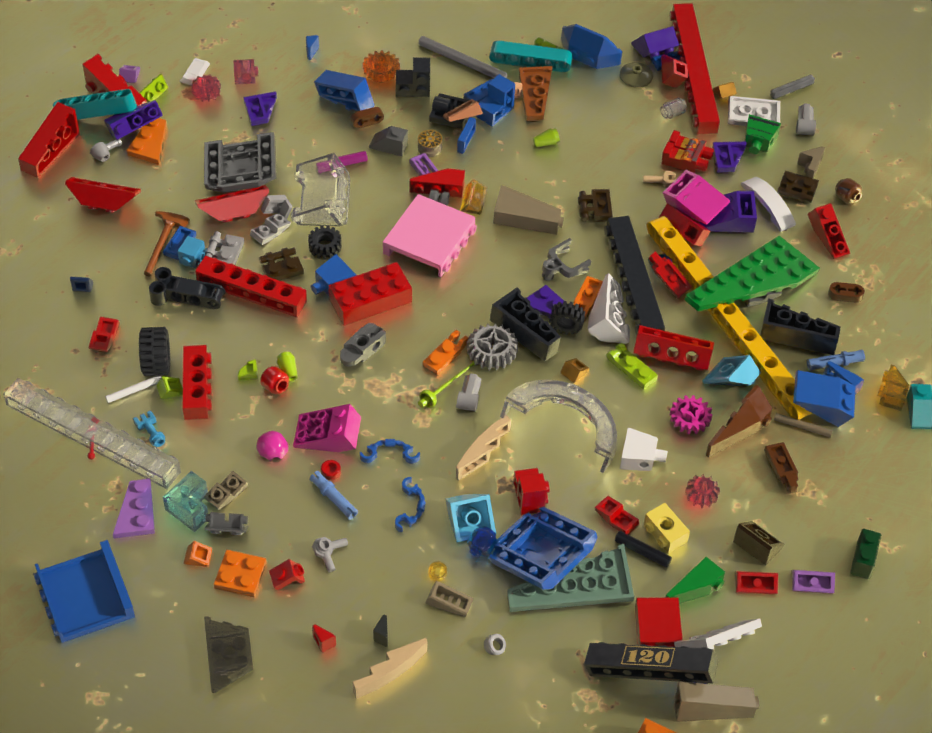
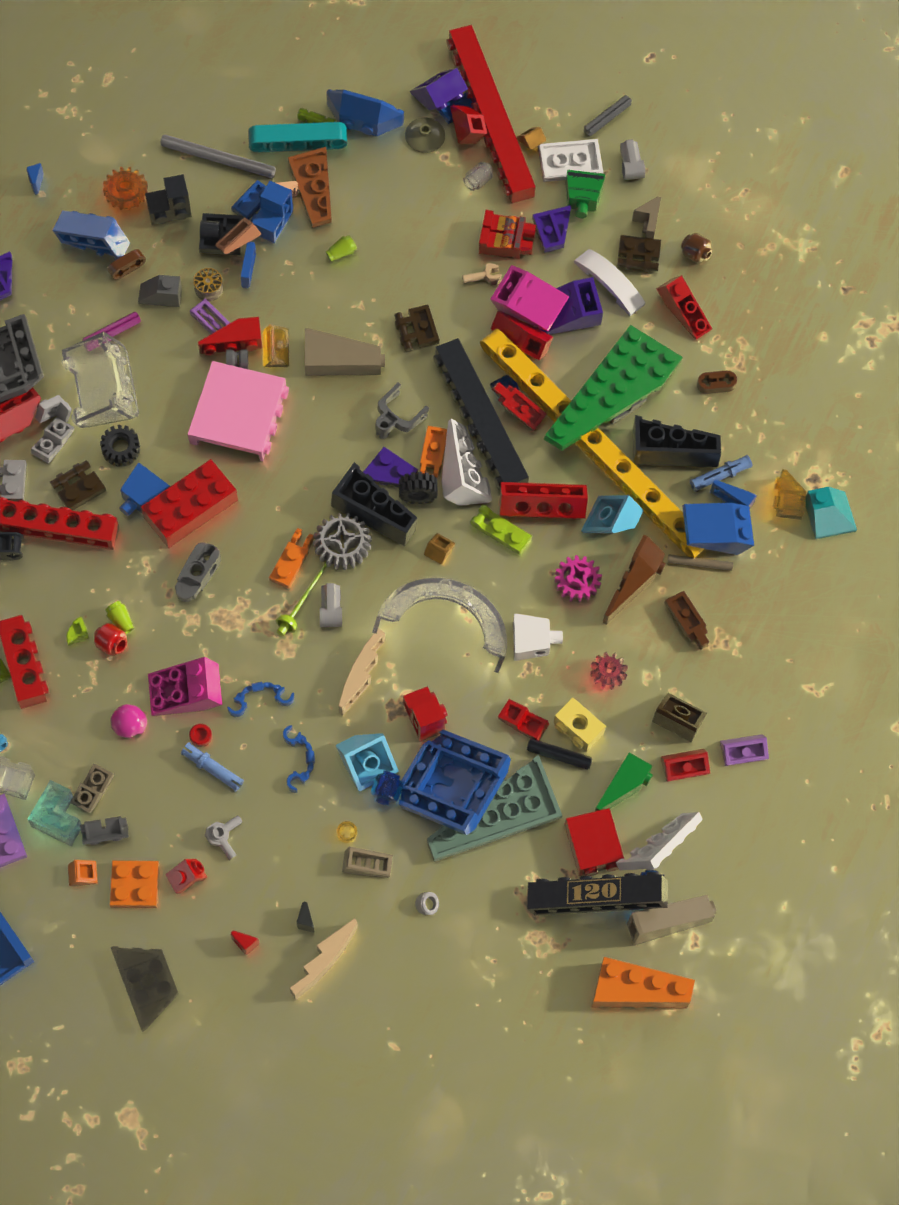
camera: 15 degrees left, 15 degrees up
(866, 553) = (794, 707): dark green brick -> none

